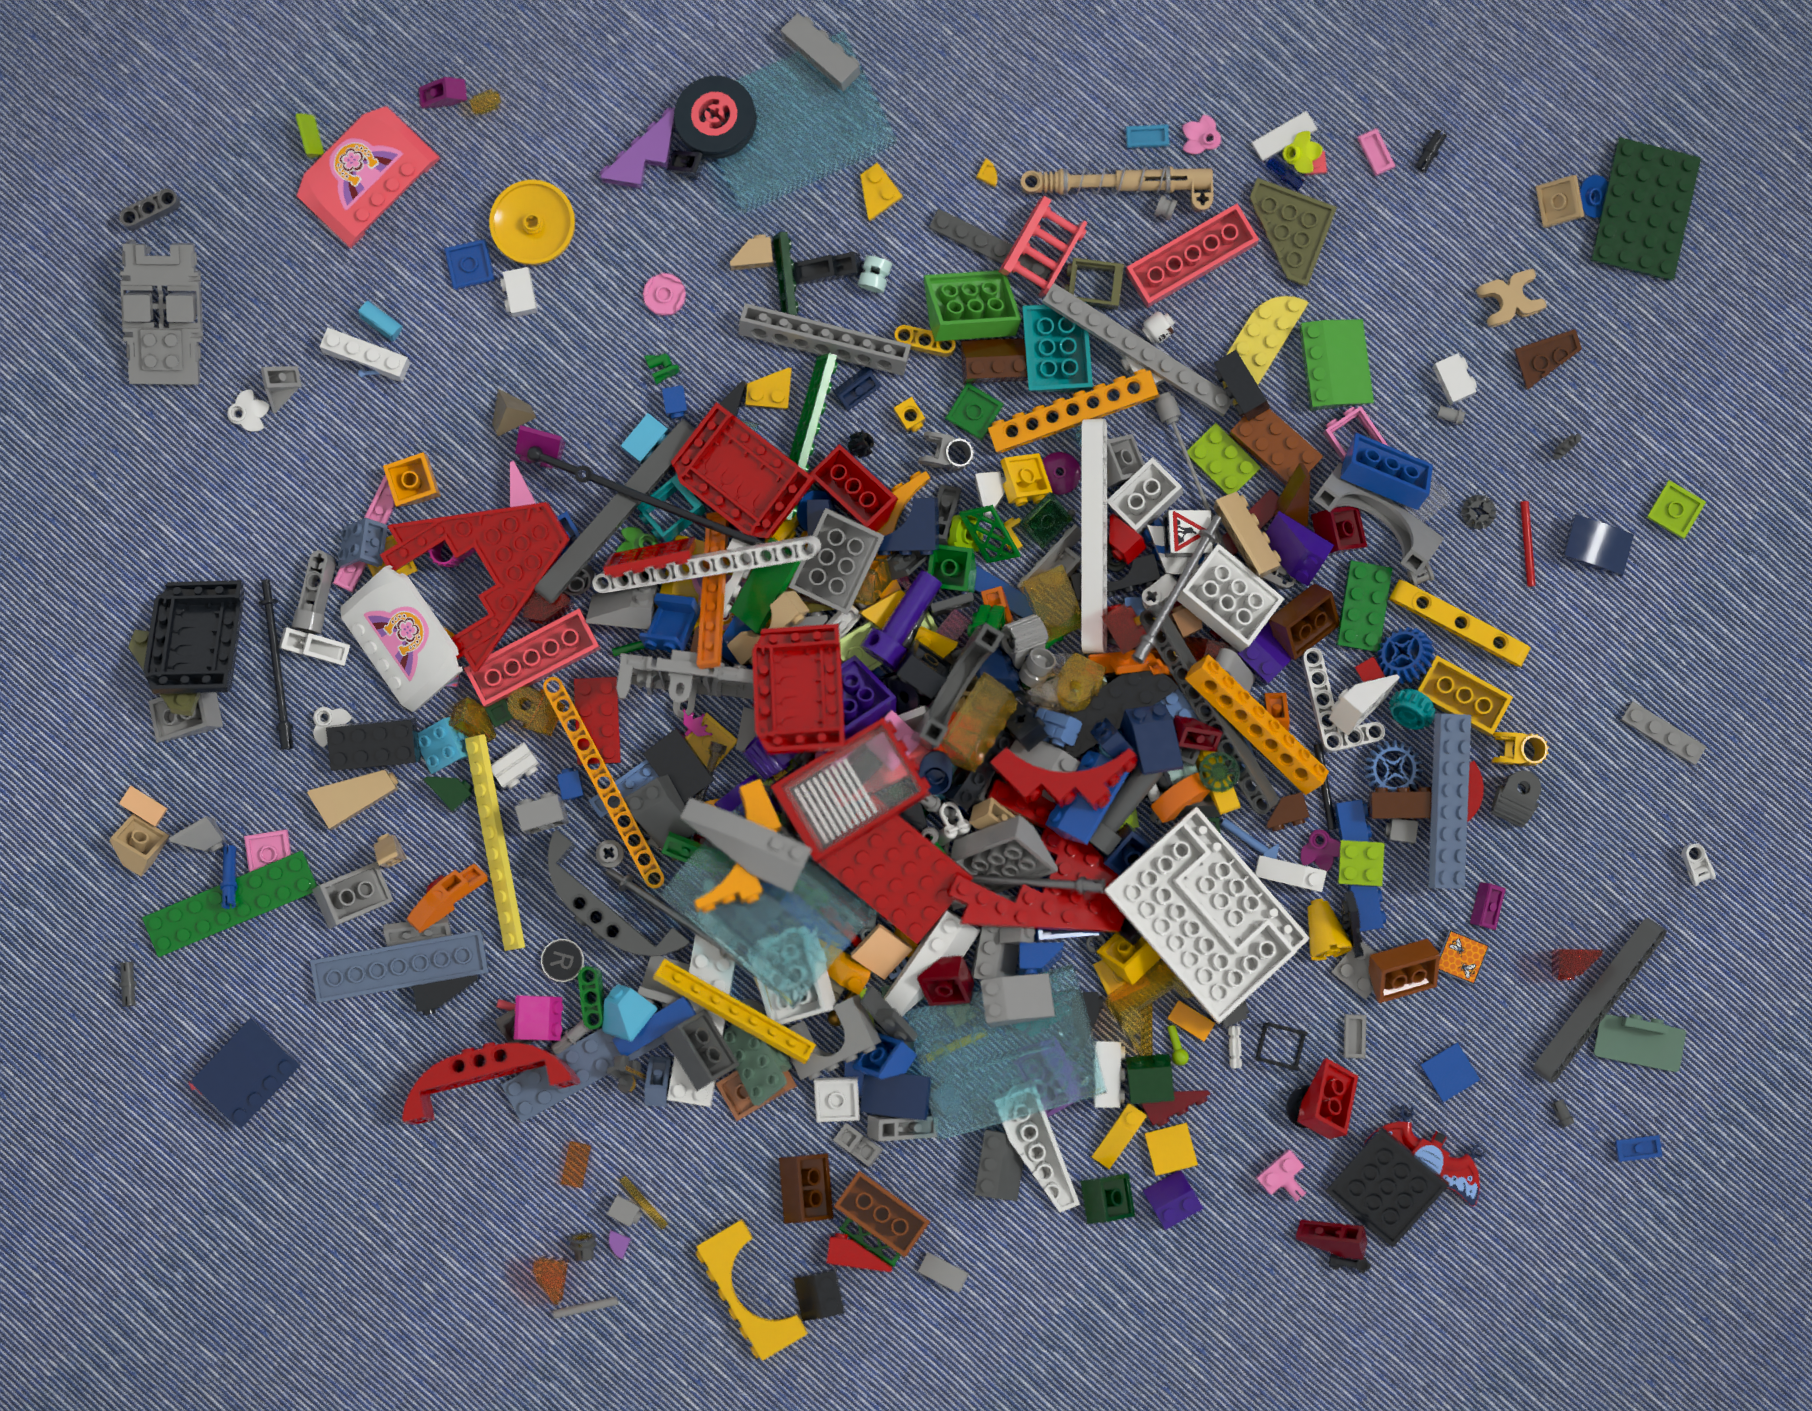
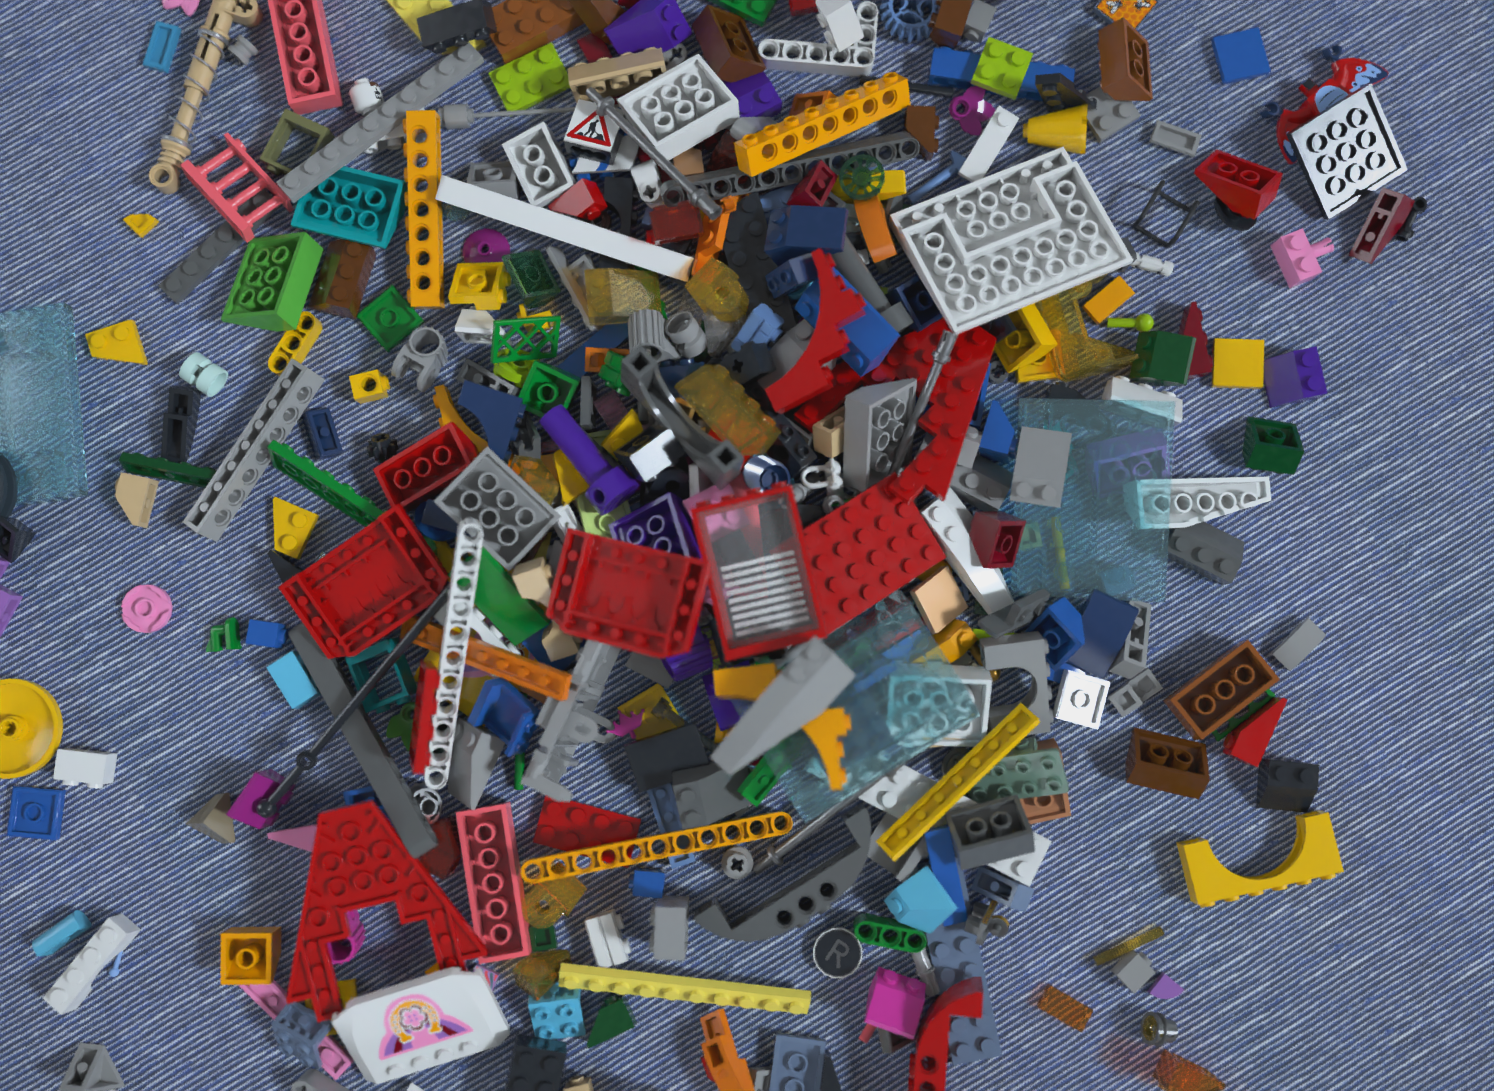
camera: 75 degrees left, 0 degrees up
(585, 1307) = (1224, 1043): light grey bar -> none
(1119, 1135) = (1207, 411): yellow slope -> none

